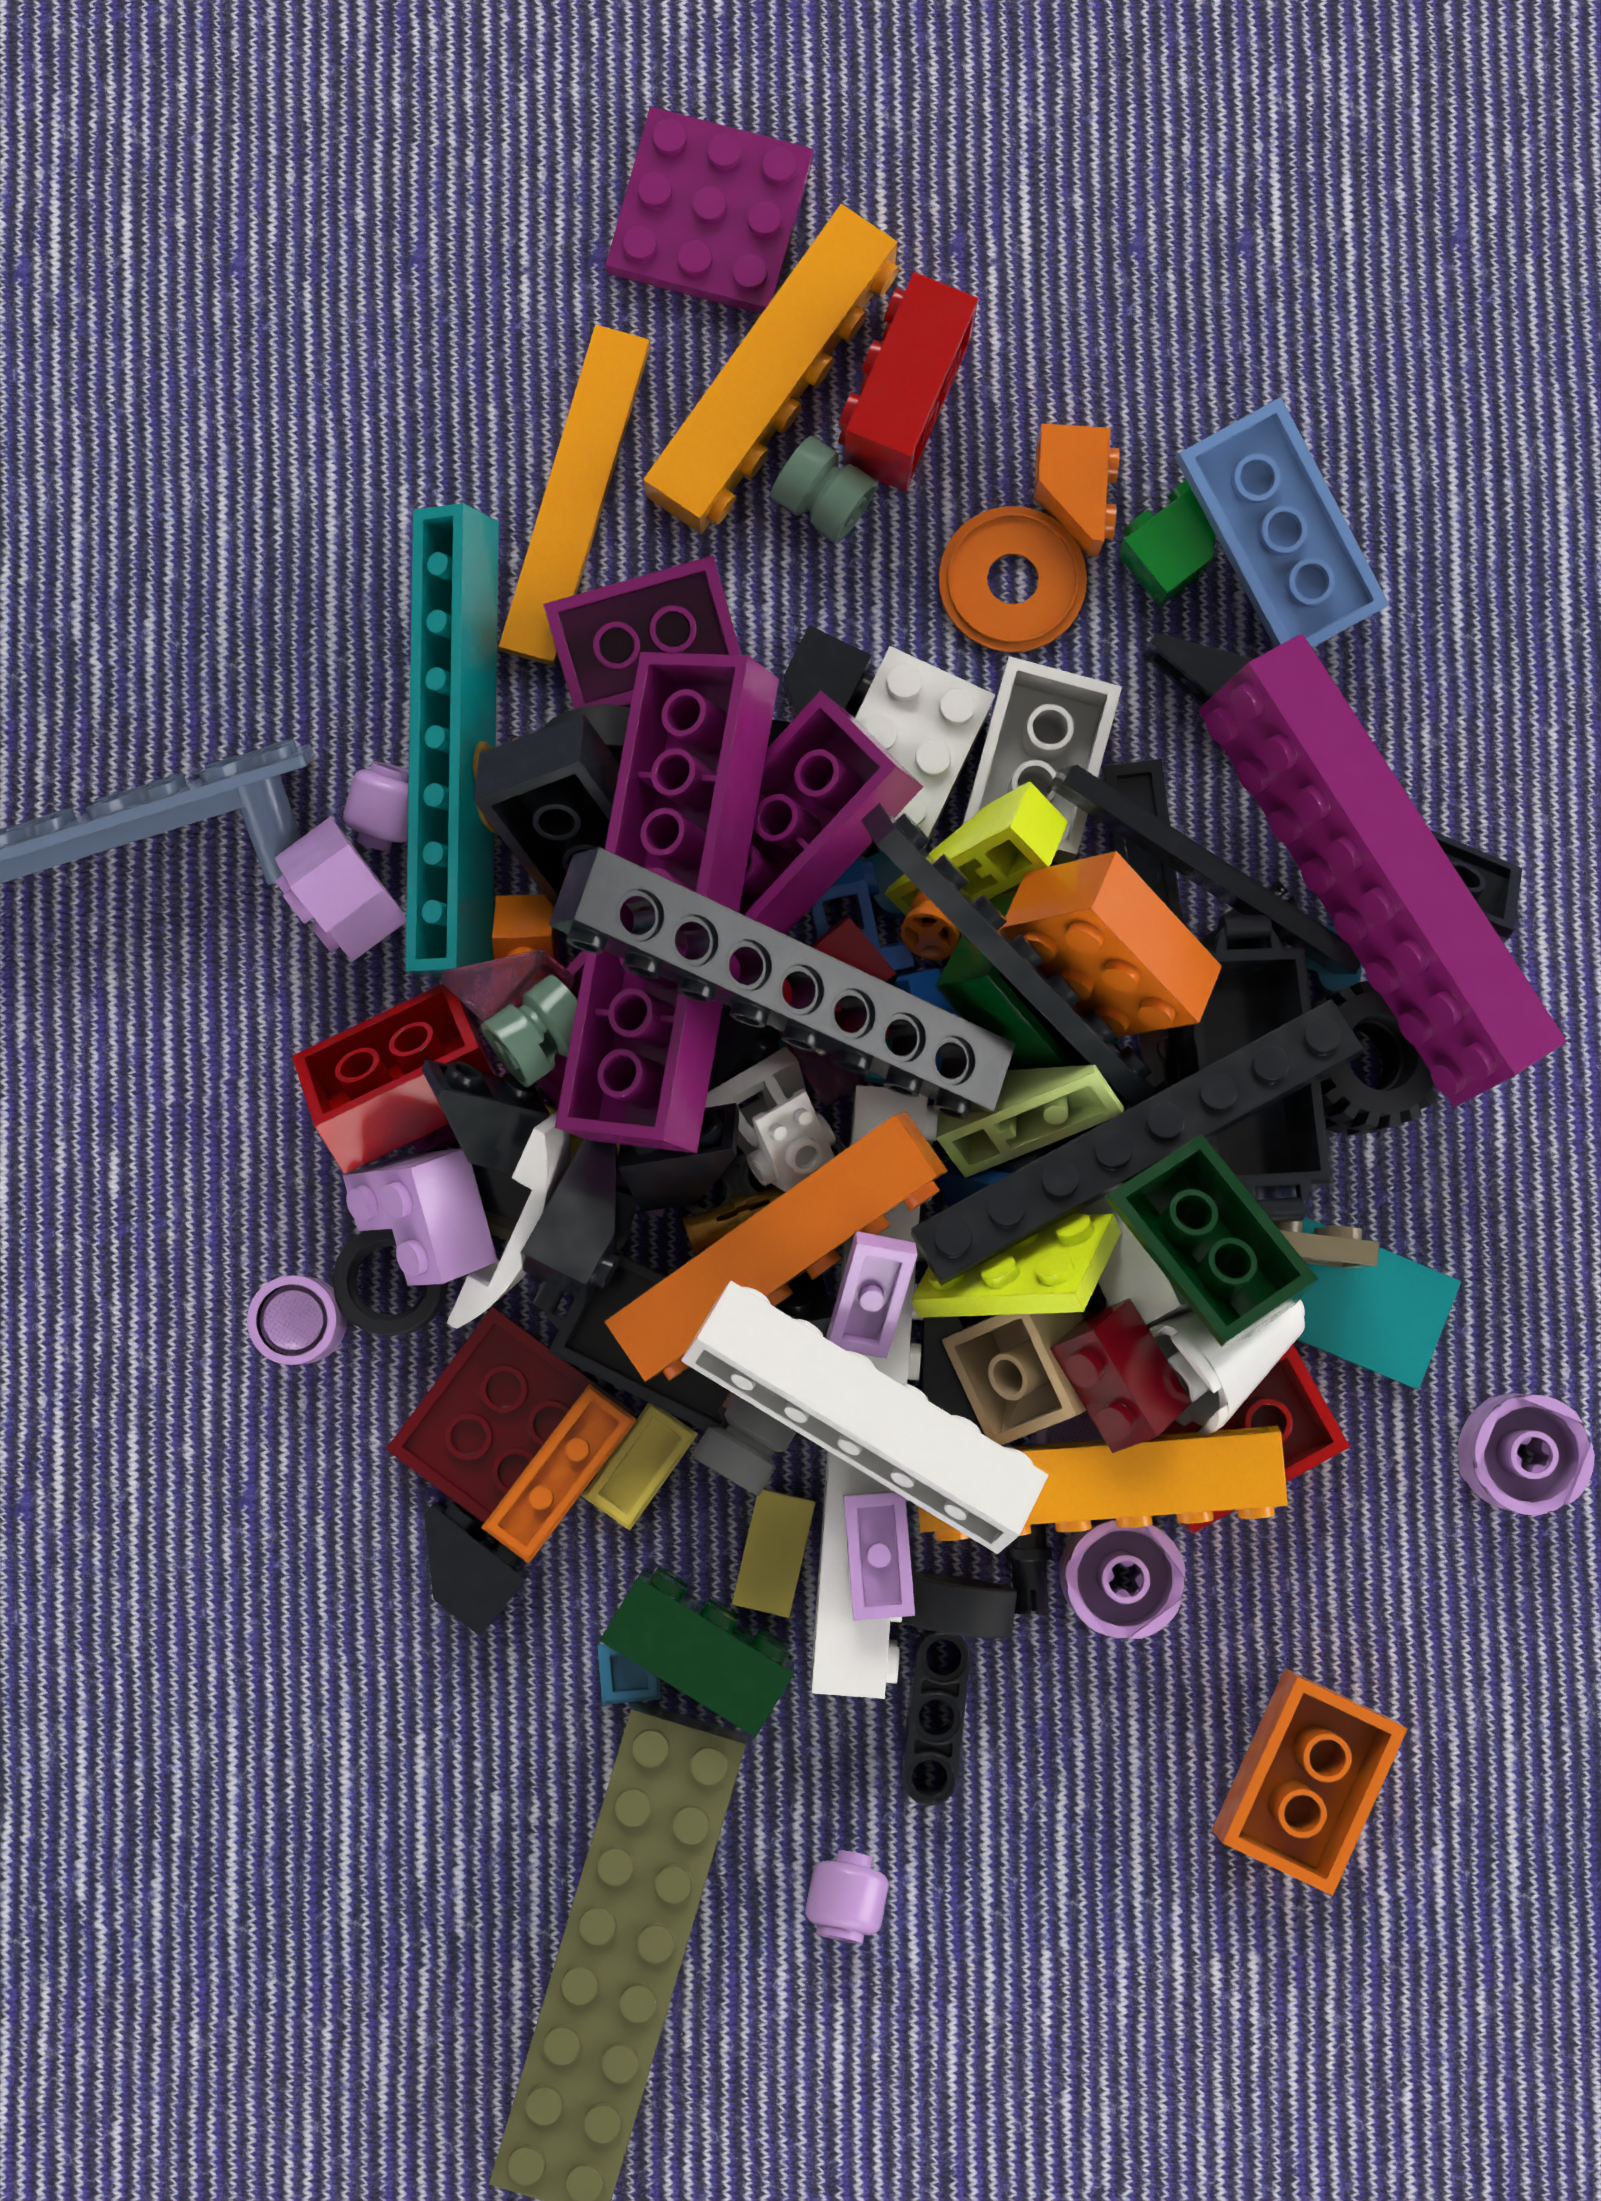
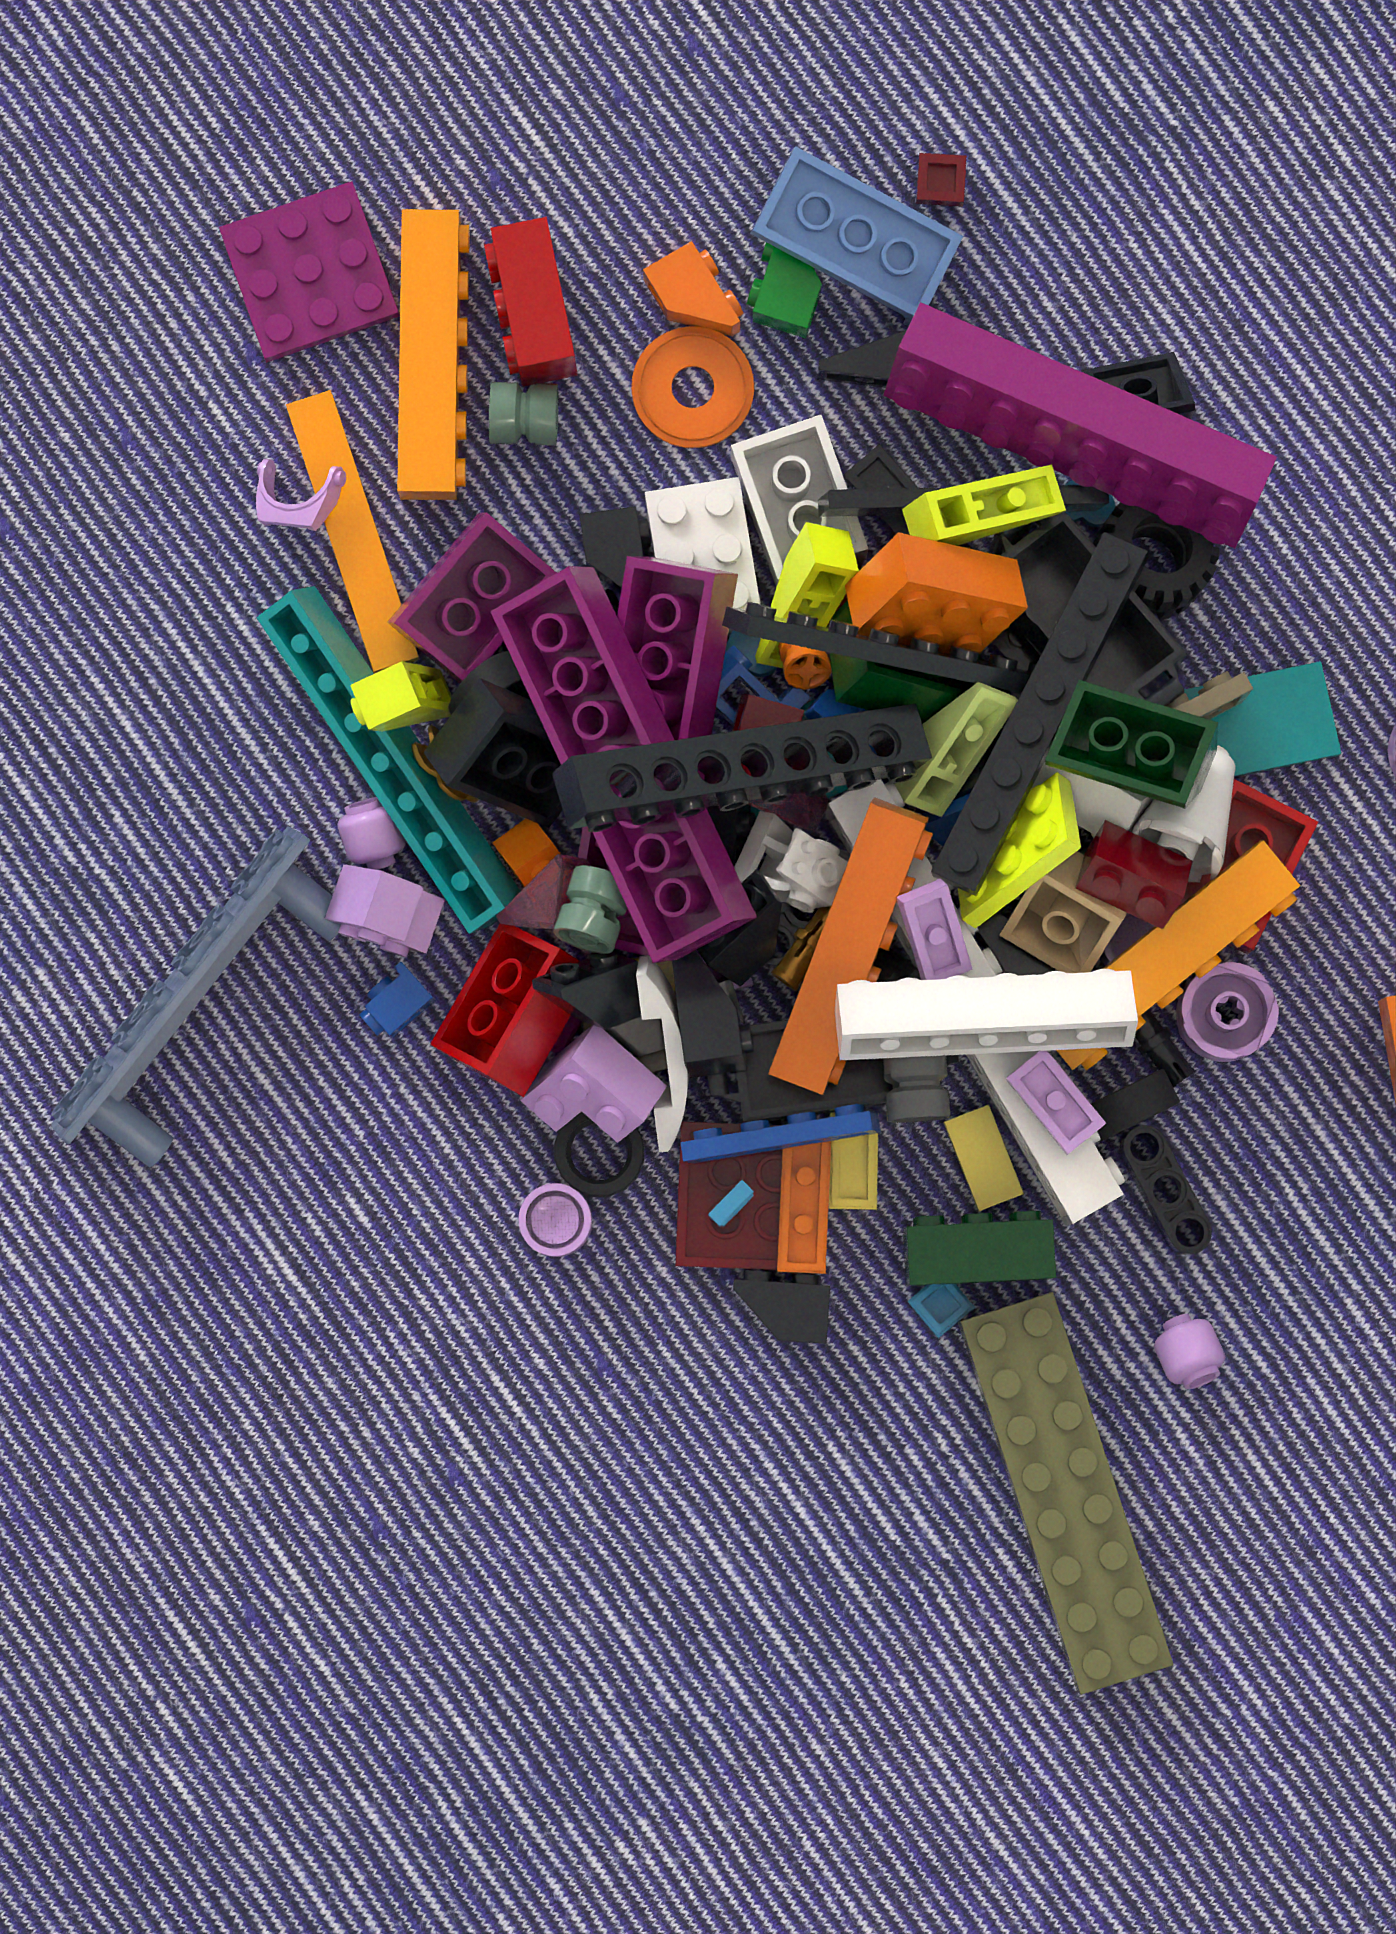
camera: 30 degrees left, 0 degrees up
(291, 991) = (395, 1002): none -> blue brick
(480, 1427) = (731, 1204): none -> dark azure tile
(498, 682) = (401, 697): none -> neon yellow slope
(539, 443) = (304, 515): none -> lavender helmet
(600, 1401) = (760, 1137): none -> blue plate
(1226, 889) = (985, 506): none -> neon yellow slope
(1404, 538) = (941, 179): none -> dark red plate

